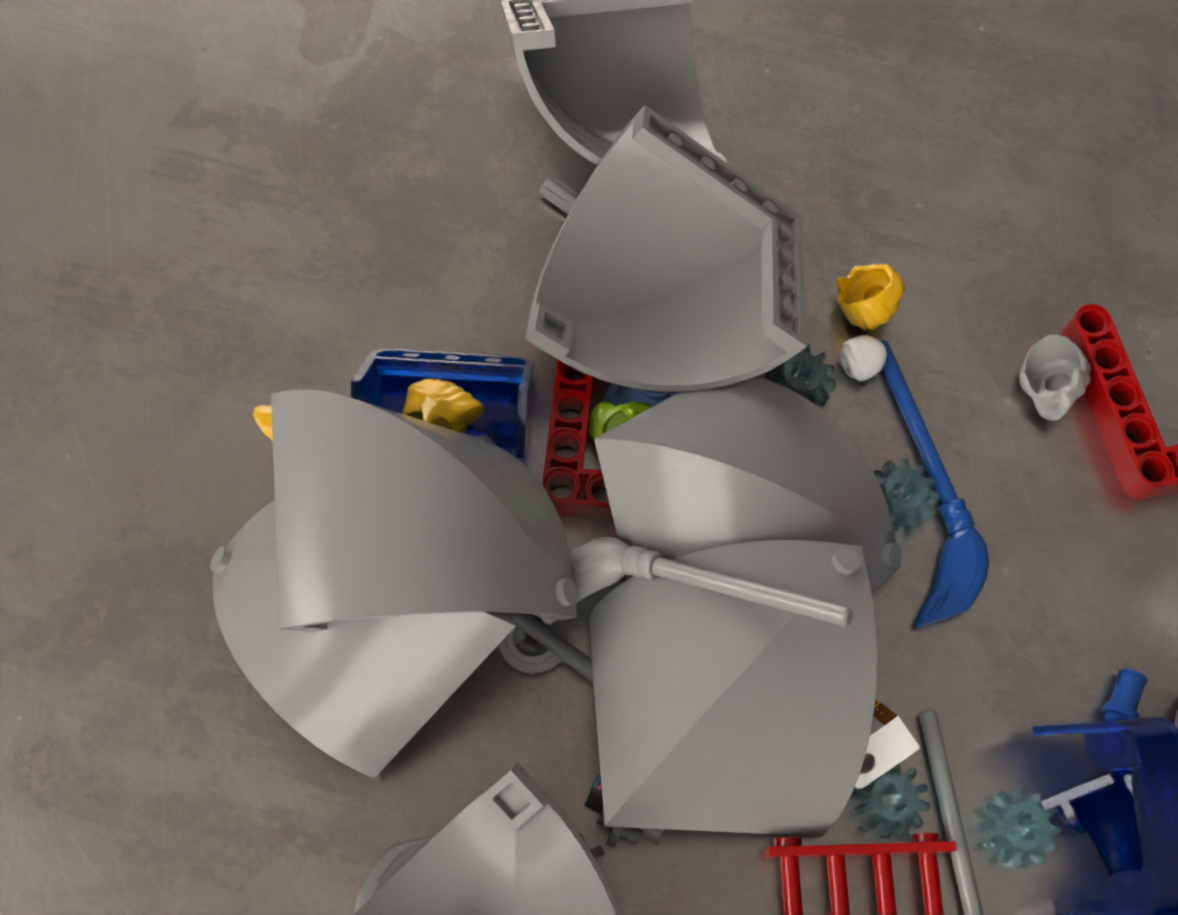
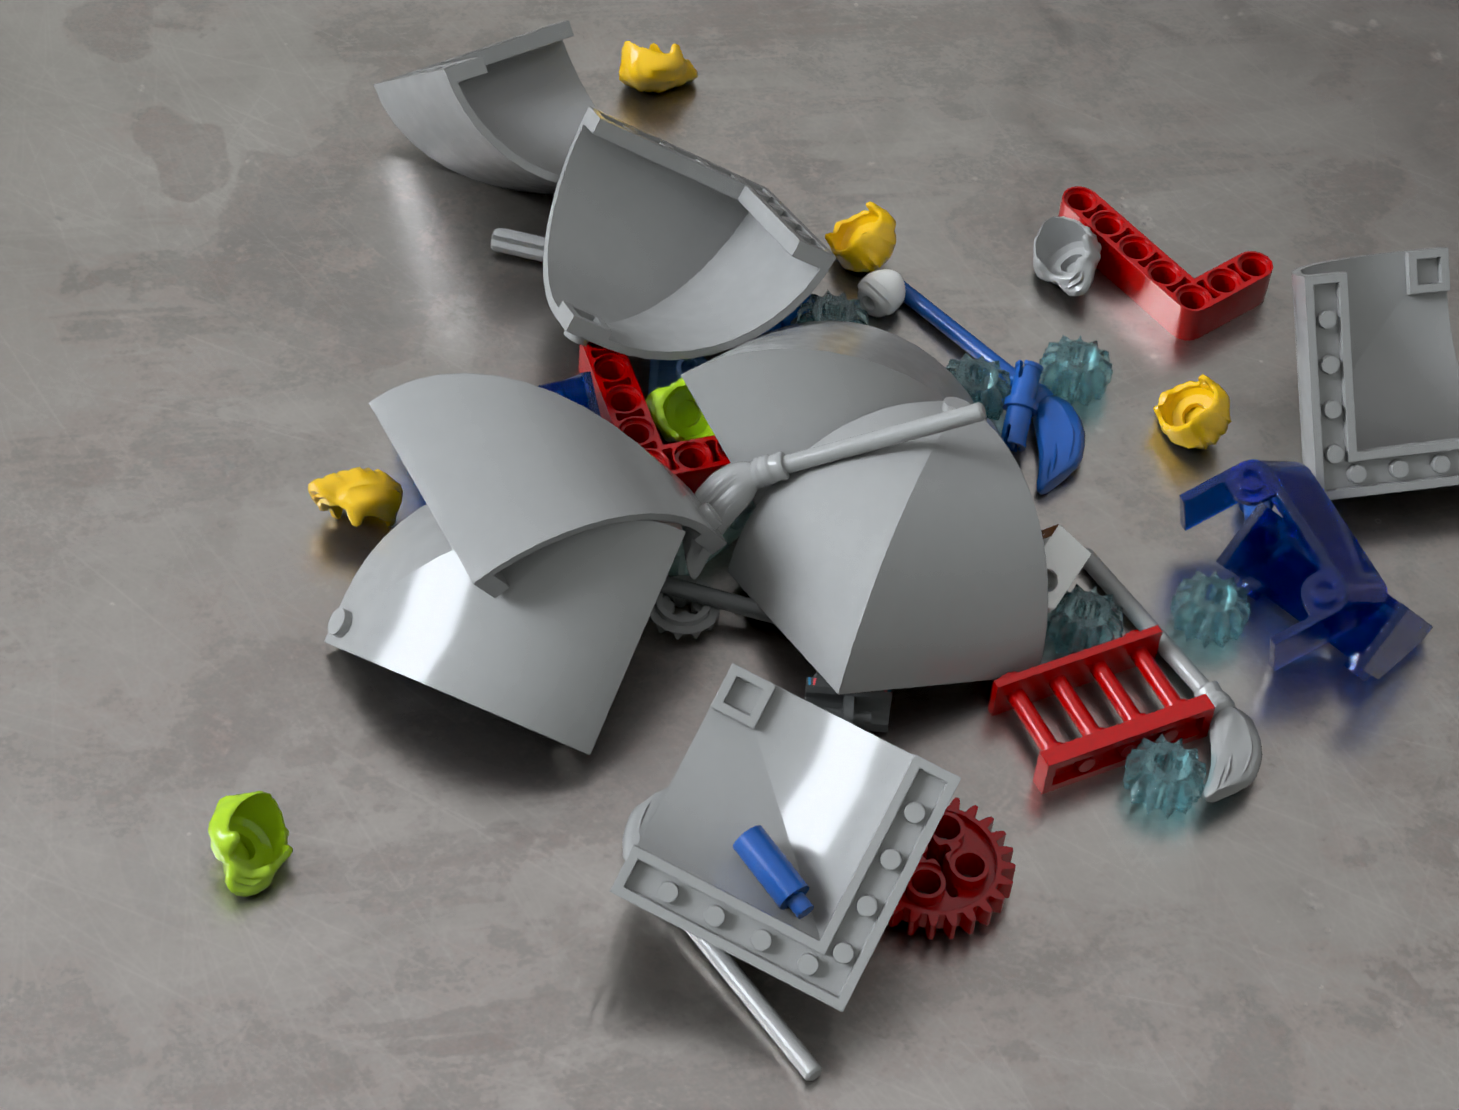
camera: 25 degrees left, 20 degrees down
(45, 759) = (249, 840): none -> lime hair
(763, 49) = (654, 70): none -> yellow hair
(935, 532) = (1021, 404): none -> blue pin
(1010, 522) = (1076, 370): none -> clear light blue gear
(1101, 595) = (1194, 413): none -> yellow hair

